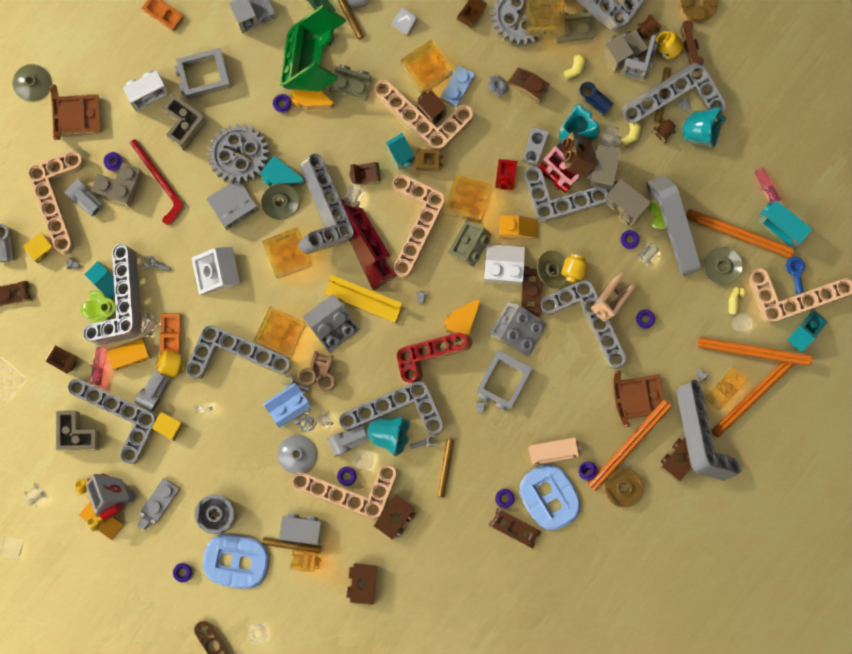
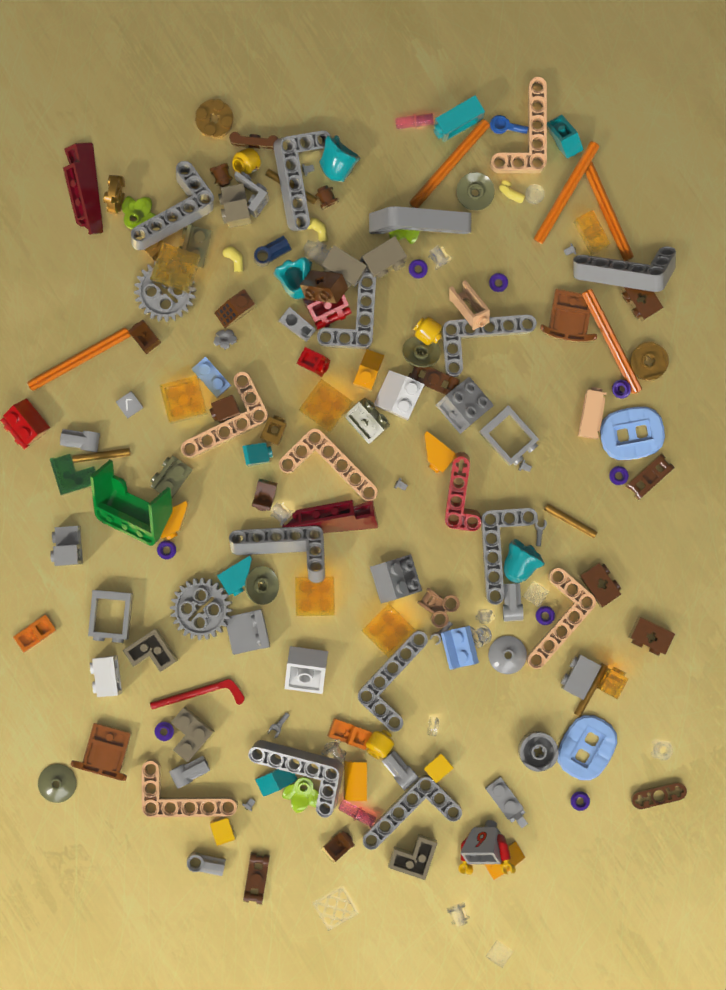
camera: 75 degrees left, 5 degrees up
(363, 299) = (384, 540): yellow fence -> none

